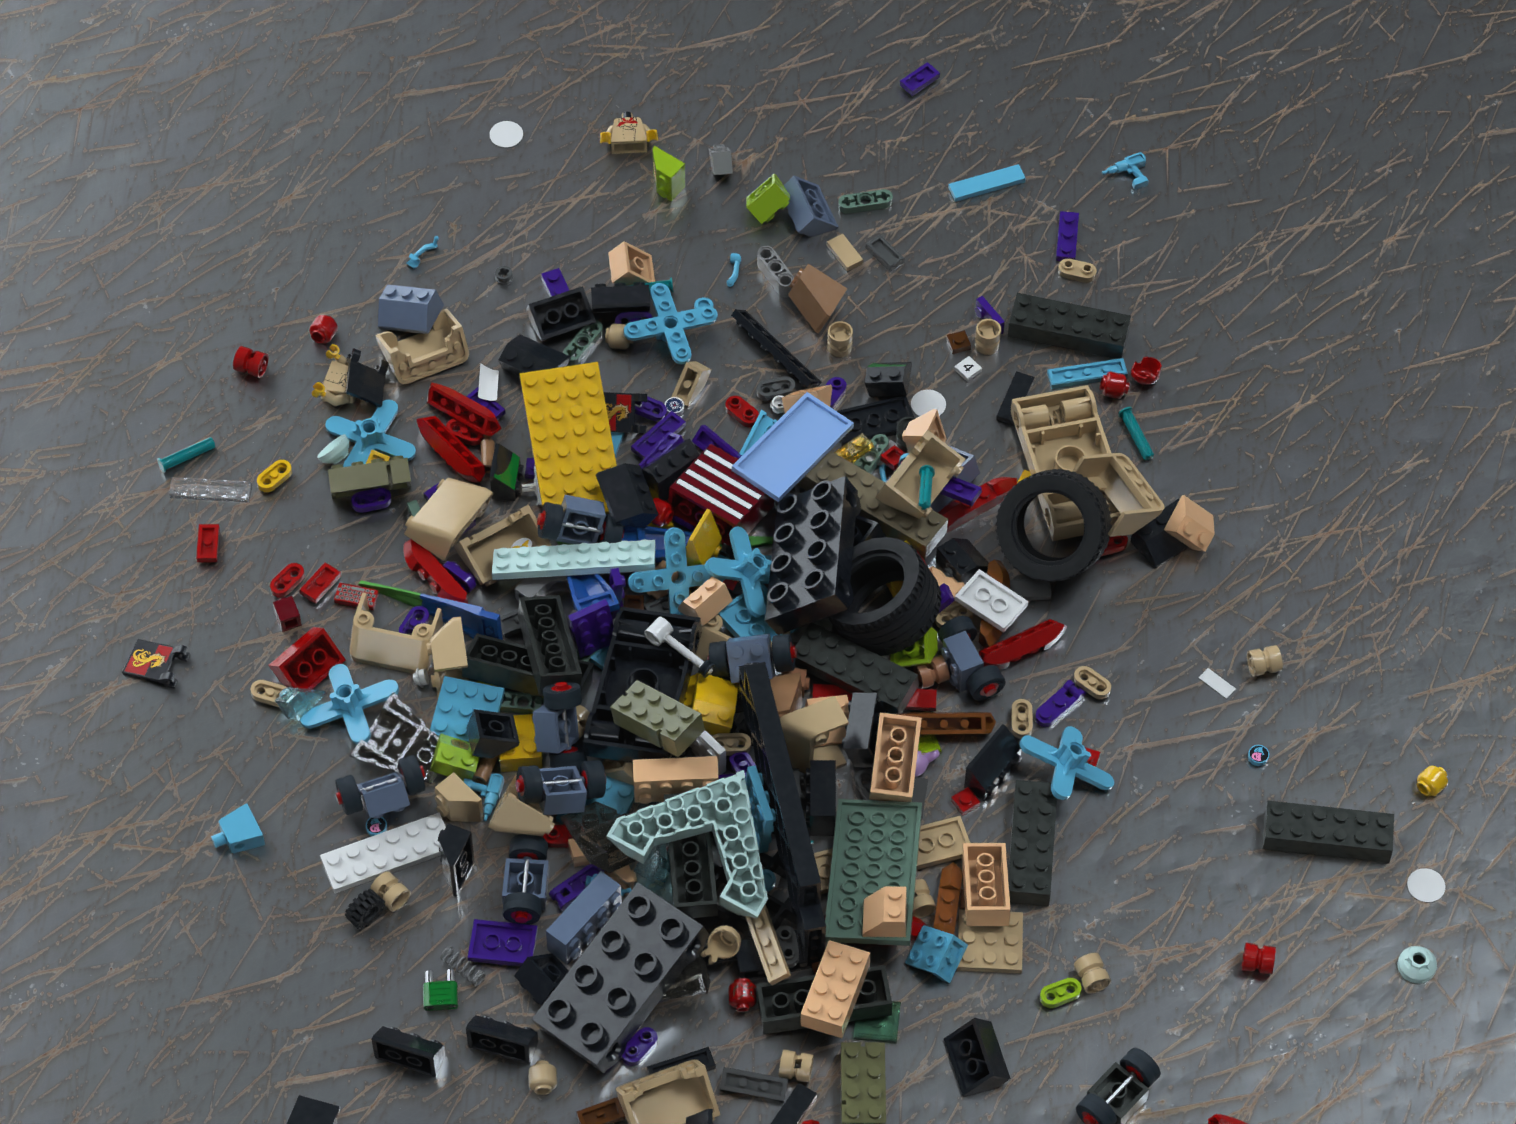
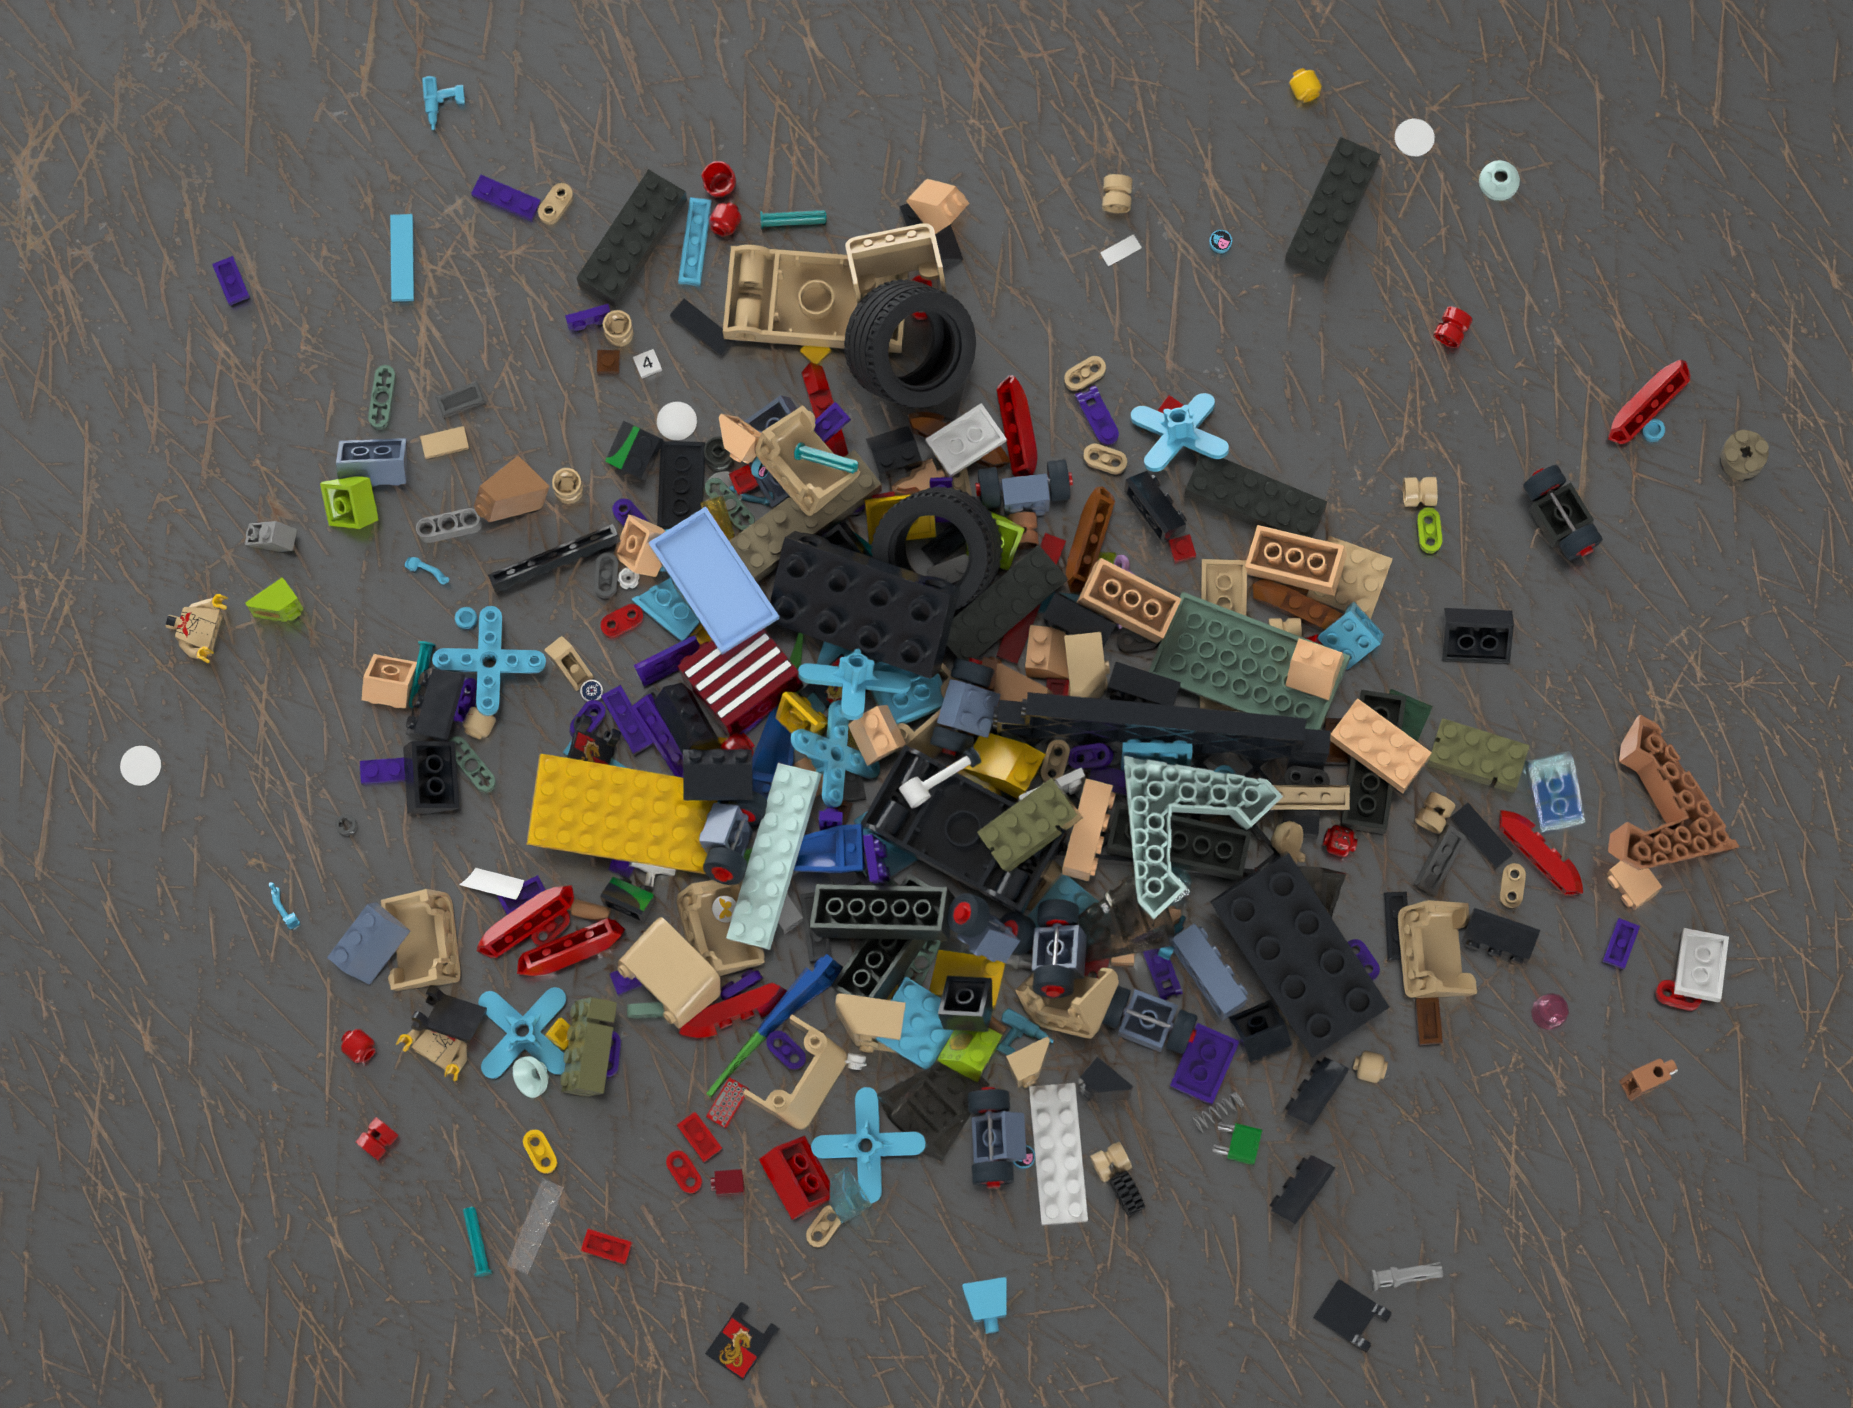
camera: 70 degrees left, 20 degrees up
(527, 355) = (483, 823): black slope -> none

